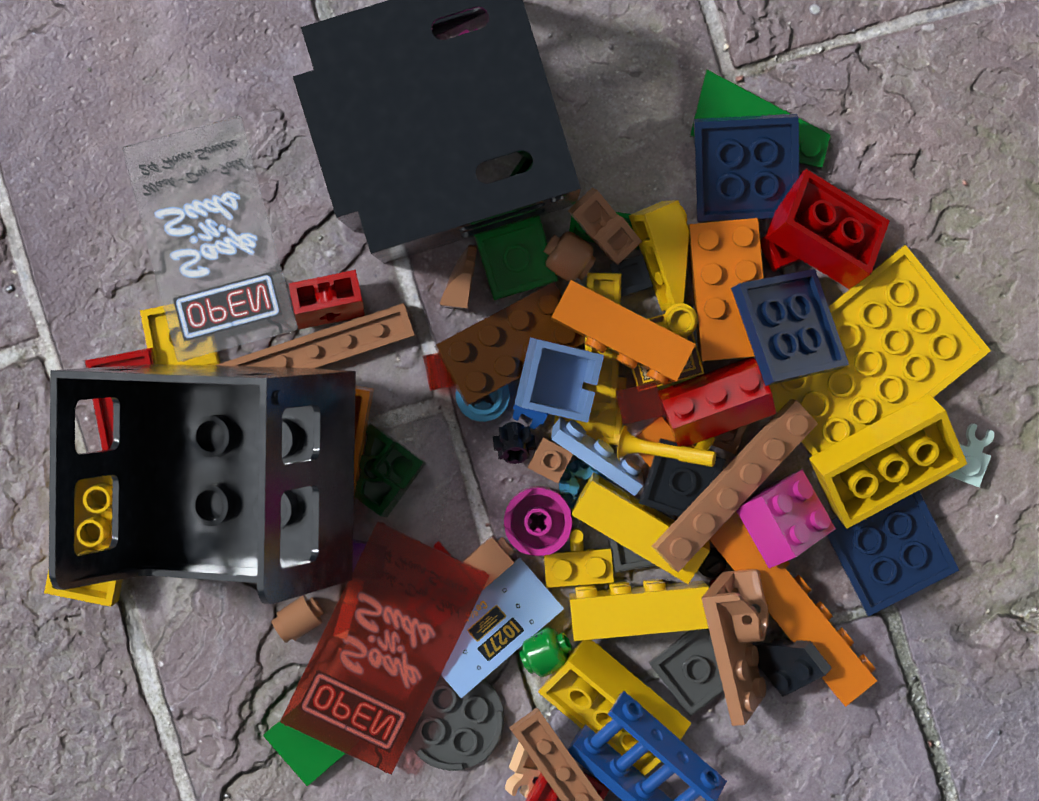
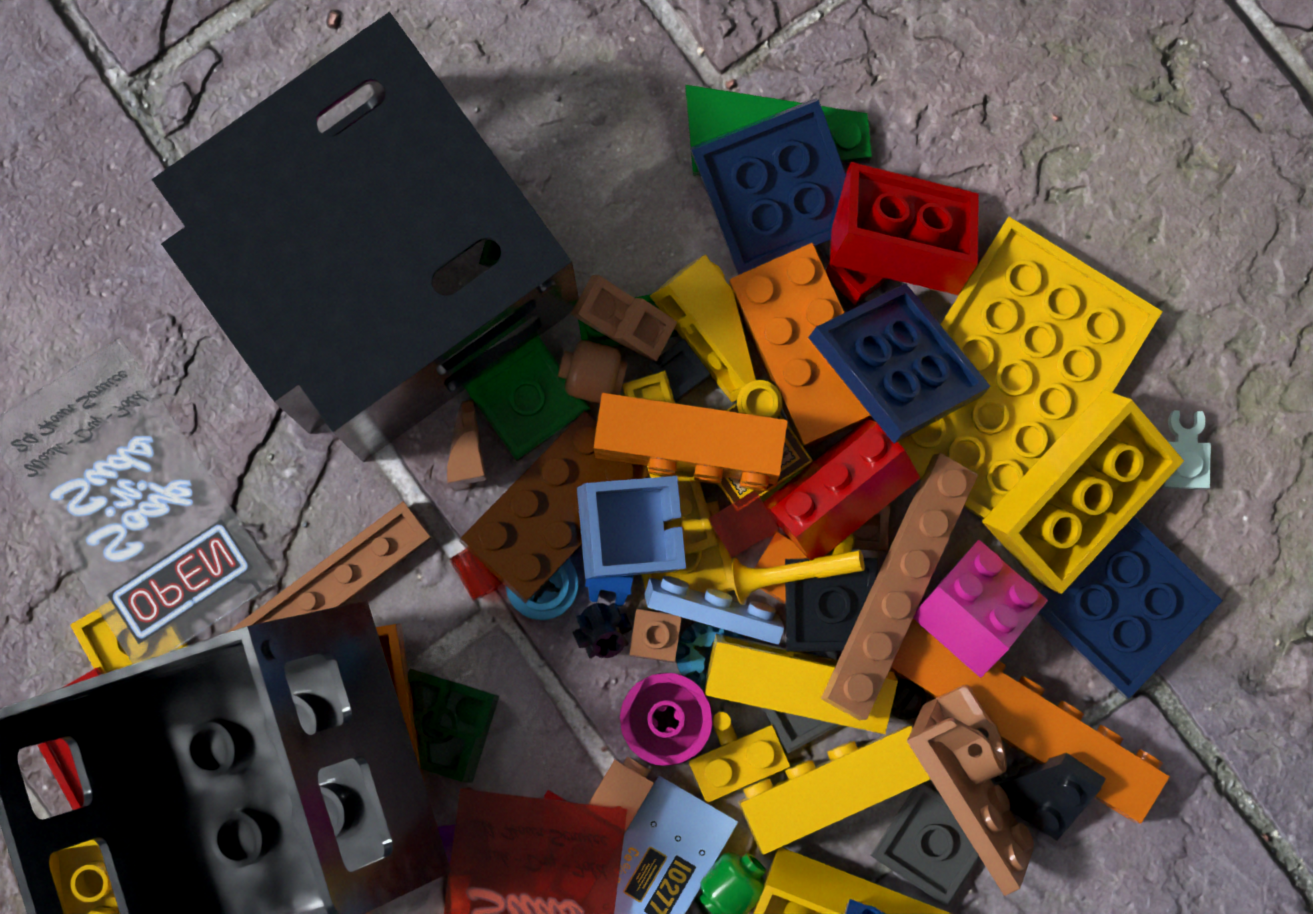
camera: 20 degrees left, 5 degrees down
(326, 299) = (303, 528): red brick -> none

